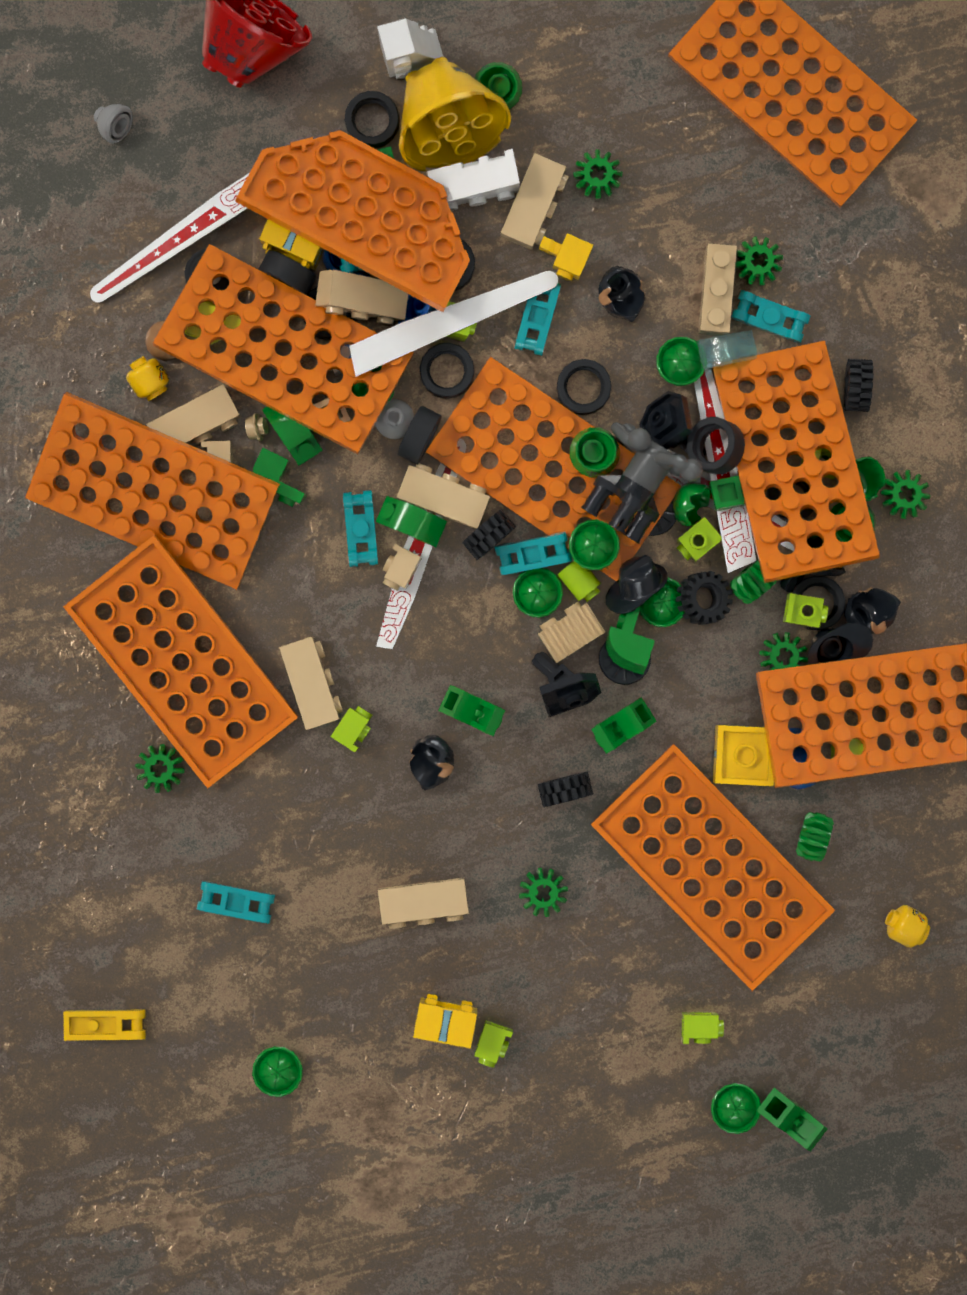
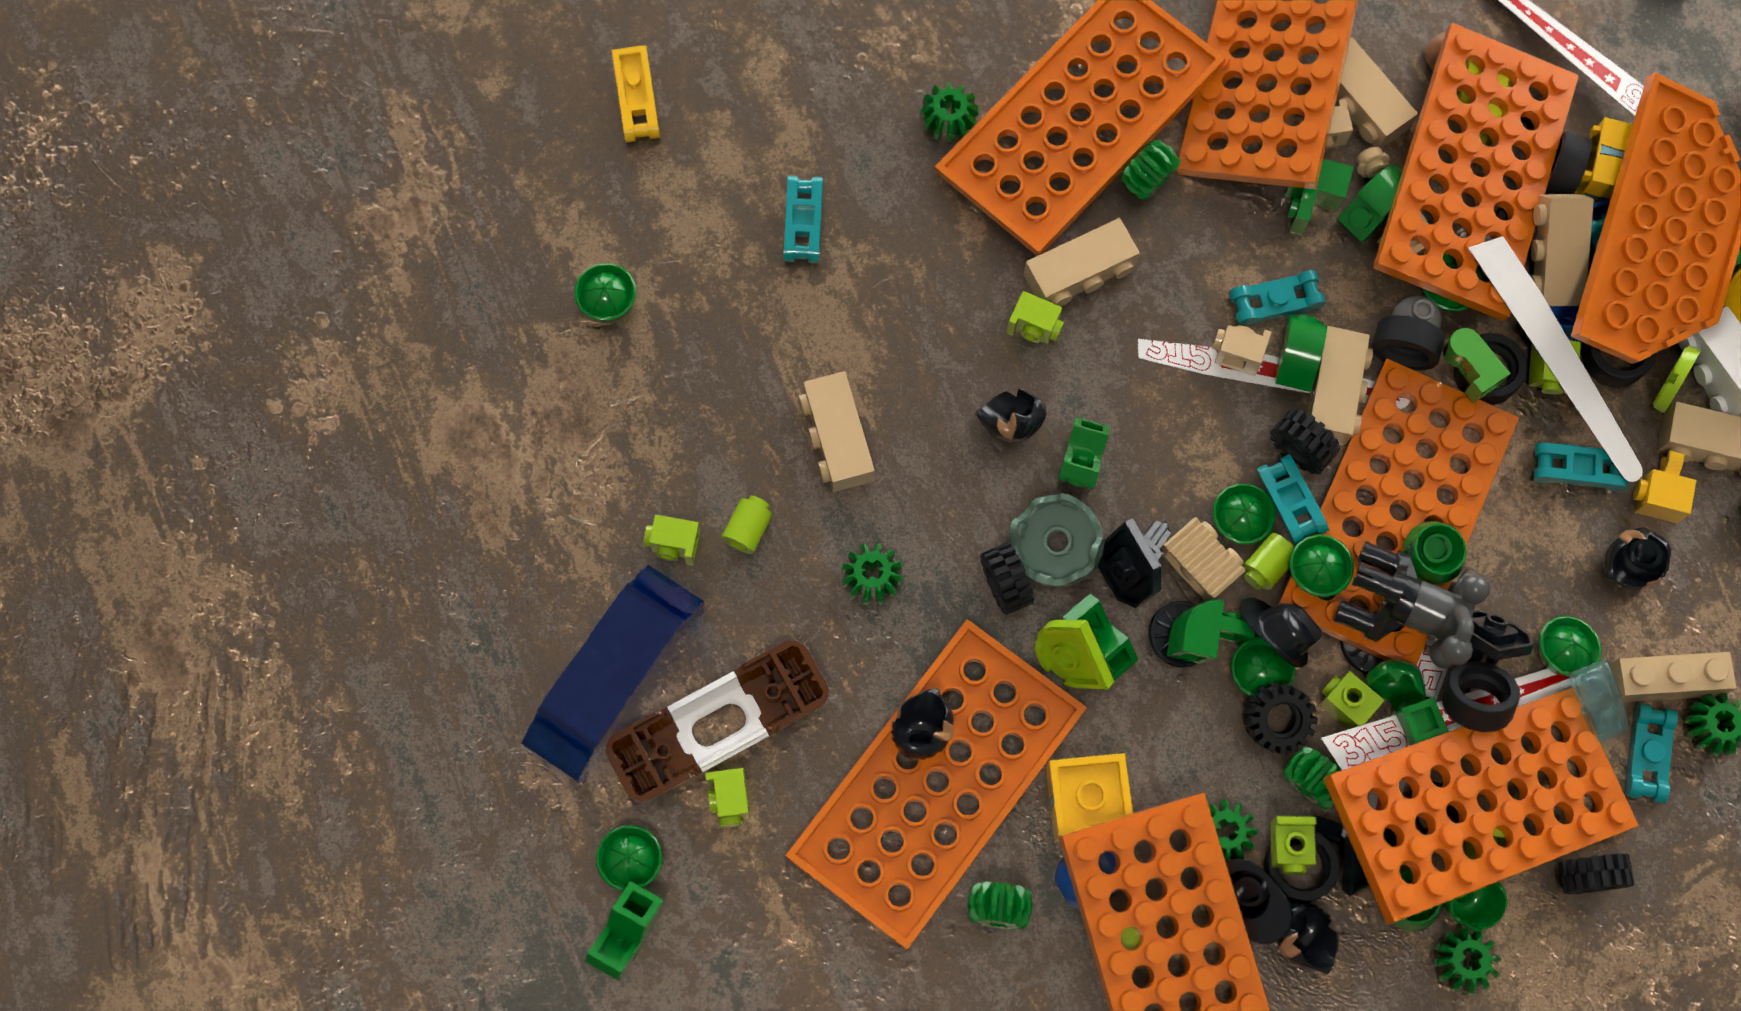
camera: 75 degrees right, 15 degrees down
(147, 378) = (1402, 37): yellow head -> none
(239, 613) = (1150, 169): none -> green gear
(440, 389) = (1475, 362): none -> bright green leg
(445, 1022) = (693, 473): yellow container -> none
(481, 228) = (1675, 378): none -> lime tile
(488, 983) = (747, 524): none -> lime brick
(545, 762) = (1036, 525): none -> sand green plate
(593, 1104) = (608, 671): none -> clear blue windscreen
(599, 371) = (1527, 514): black tyre -> none
(633, 748) = (1073, 654): none -> lime tile
(657, 1072) = (769, 689): none -> reddish brown piece
(674, 874) = (923, 725): none -> black hair

